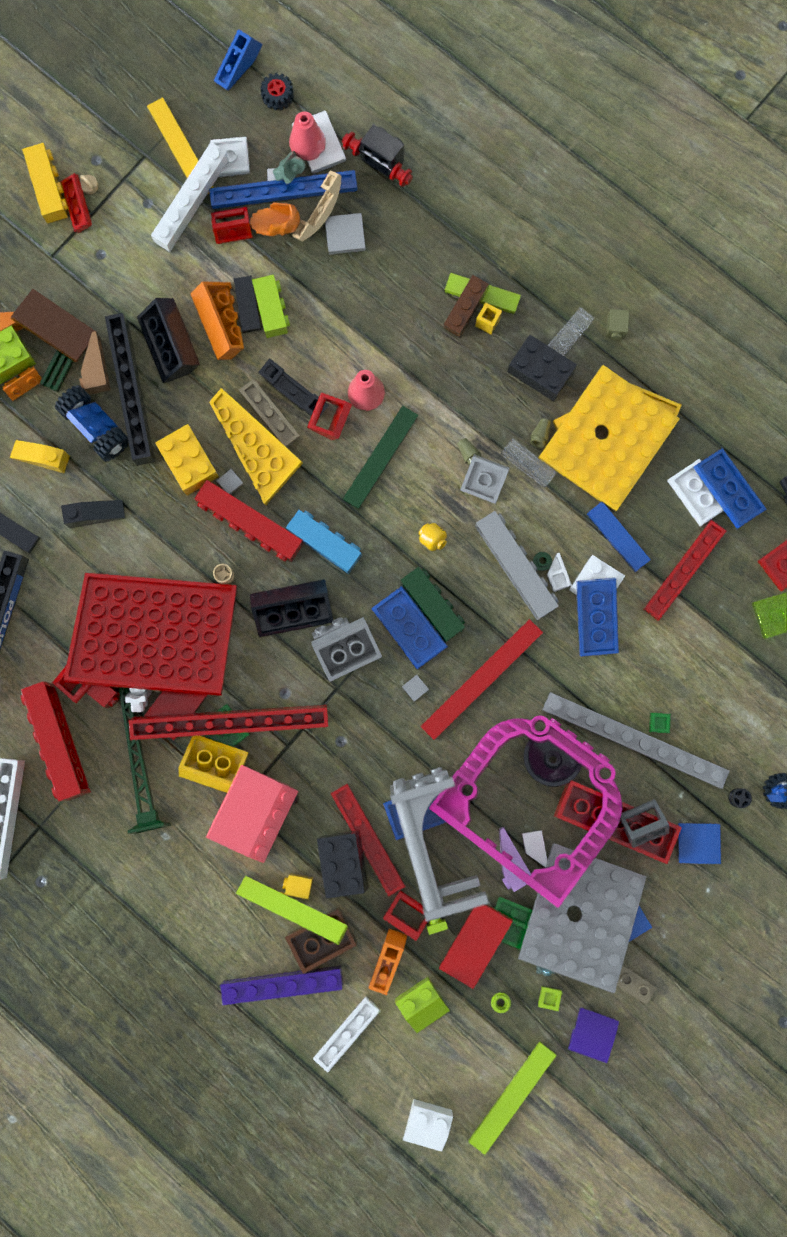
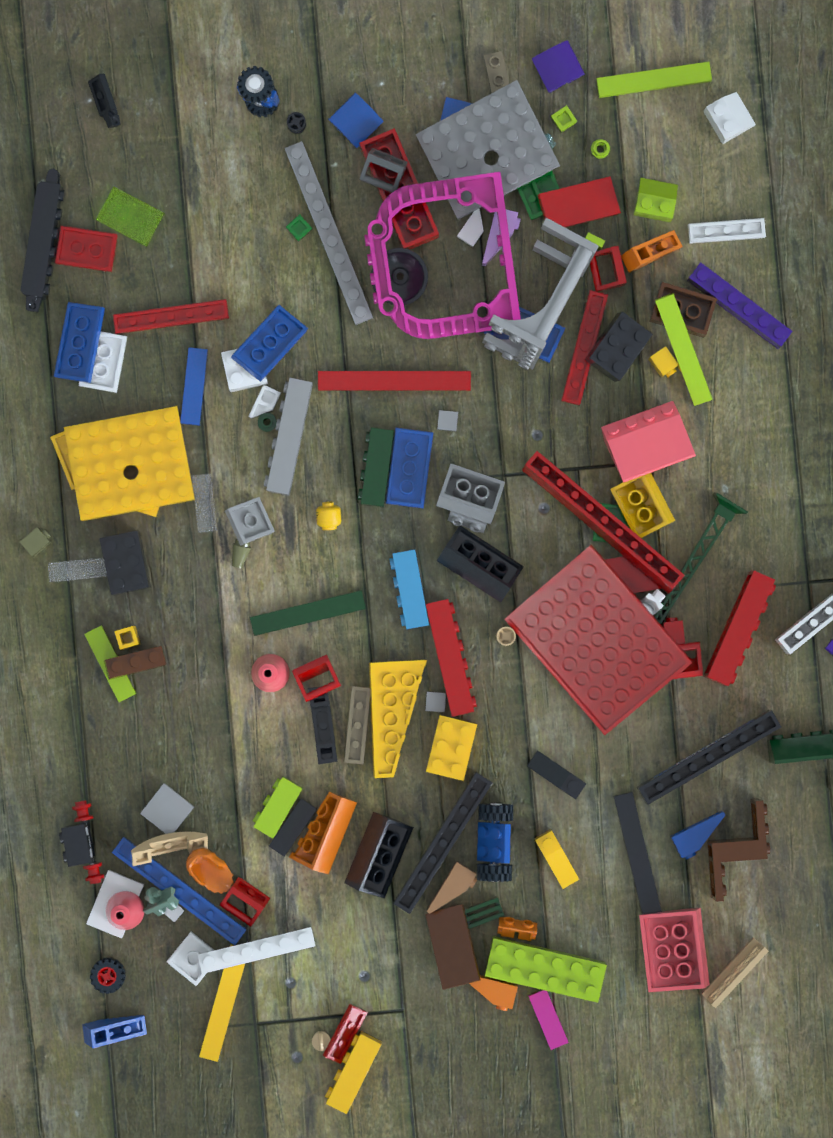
camera: 140 degrees left, 5 degrees up
(540, 435) = (174, 515): olive cone -> none

